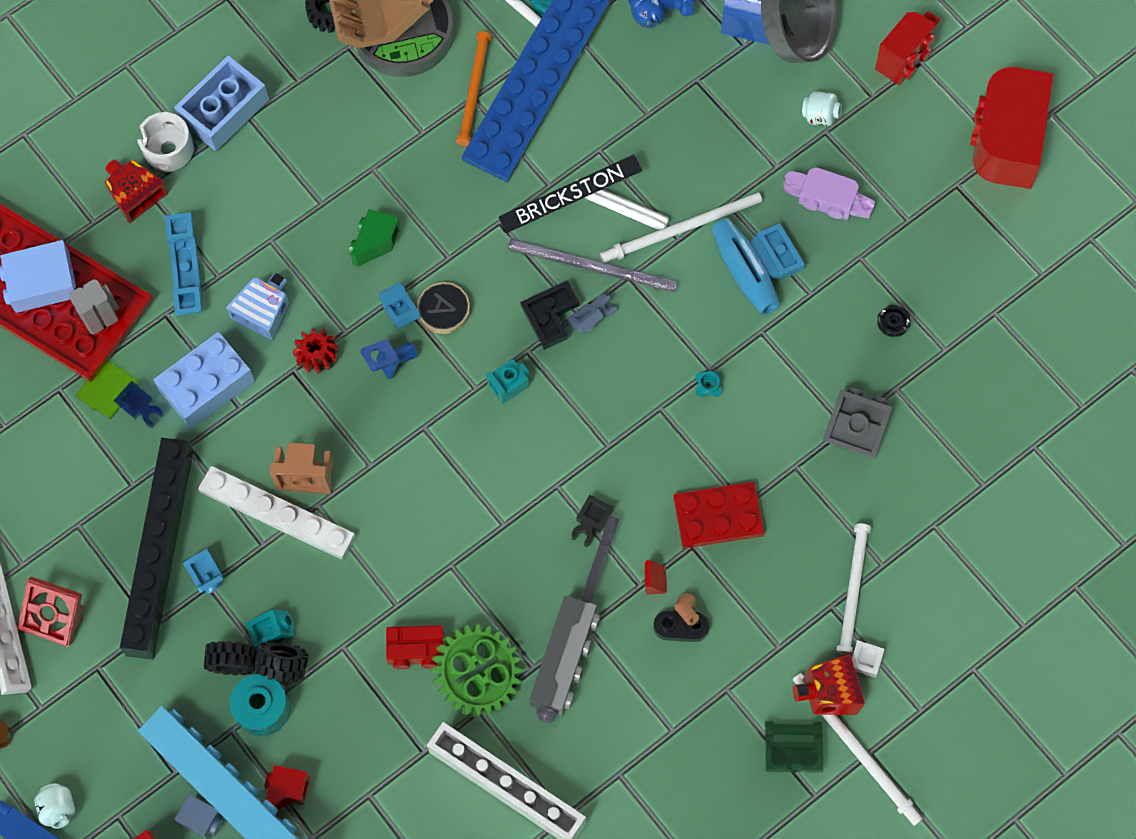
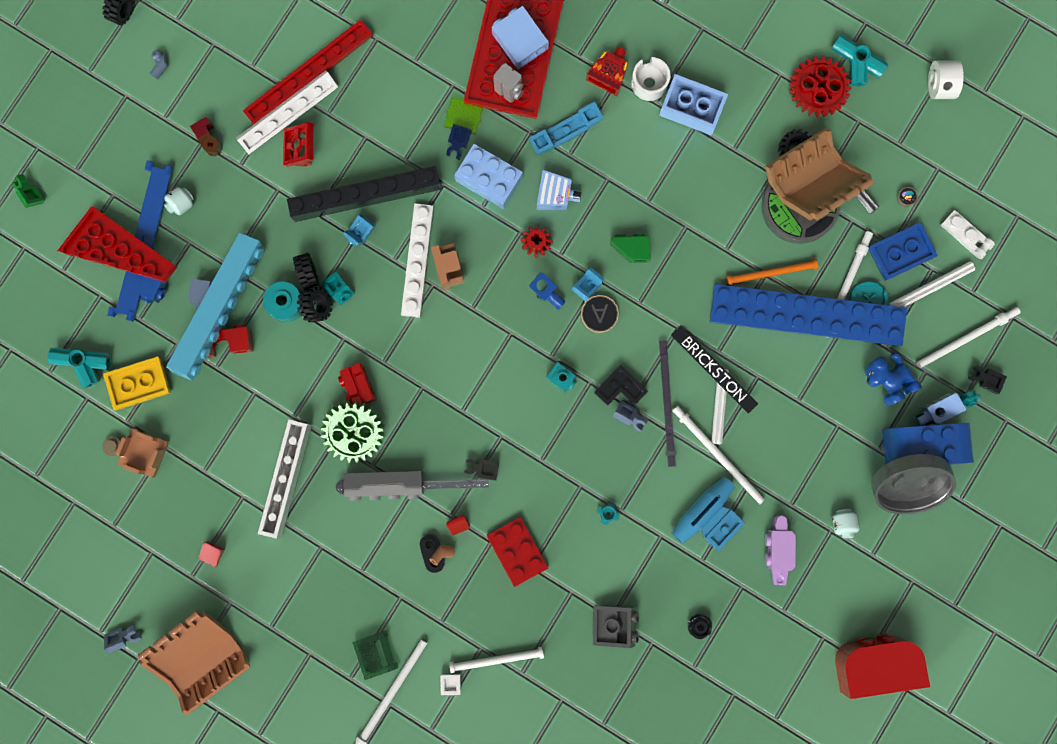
camera: 70 degrees right, 15 degrees up
(831, 688) = (420, 668): torso -> none
(907, 46) = (919, 570): red hinge -> none

